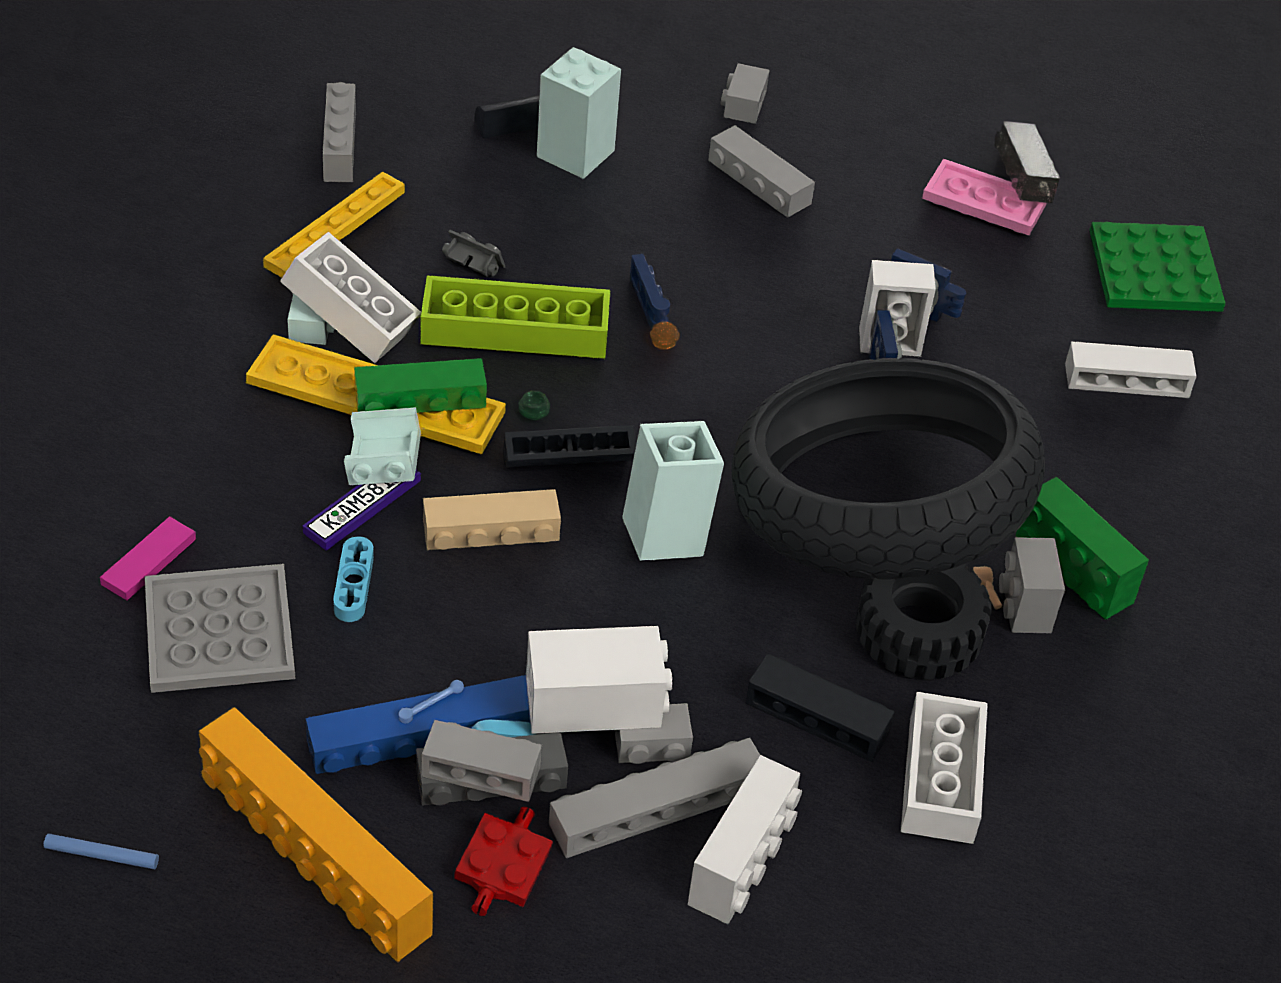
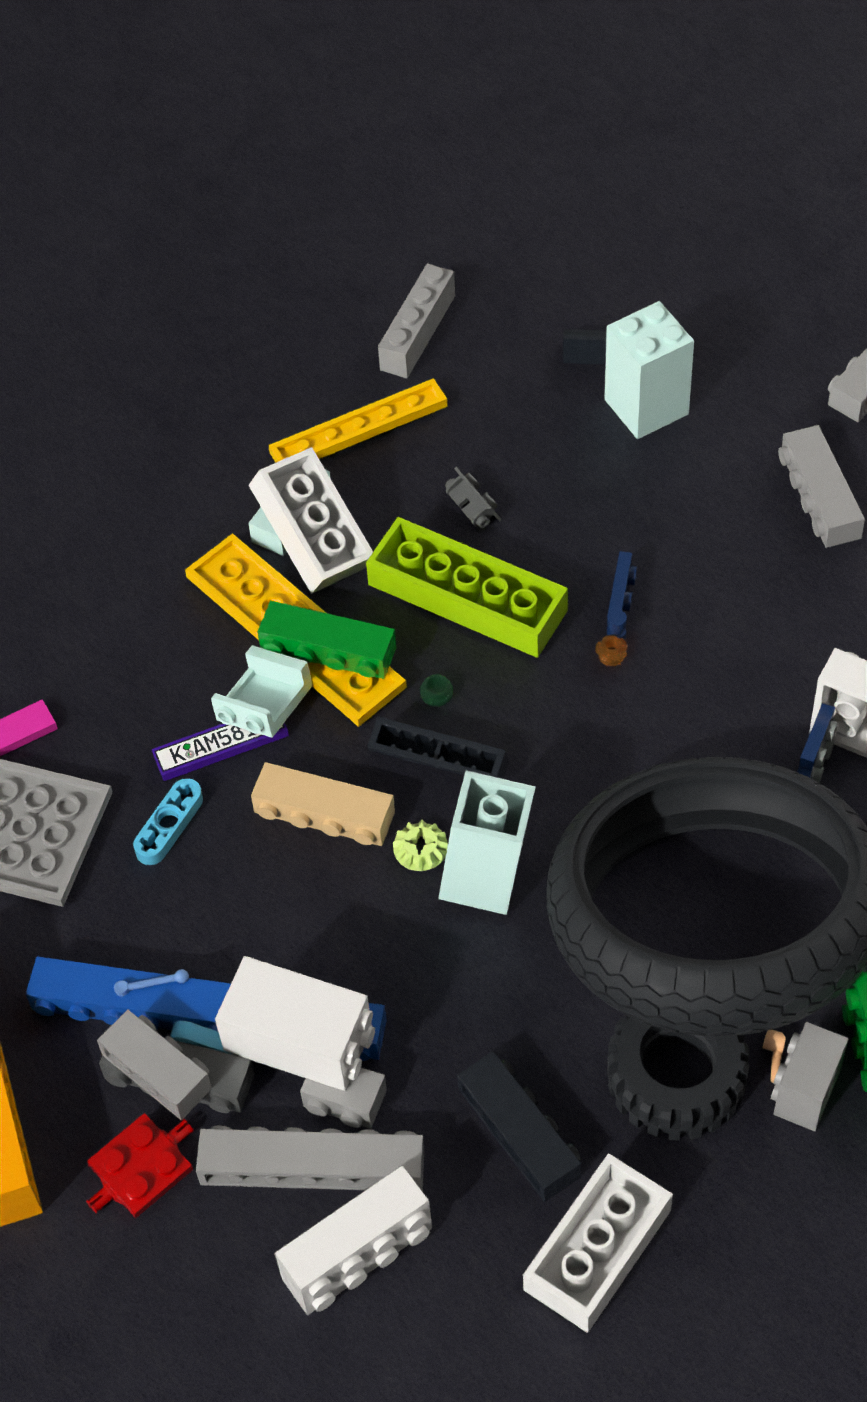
camera: 35 degrees right, 10 degrees up
(591, 537) = (432, 853): none -> yellowish green gear

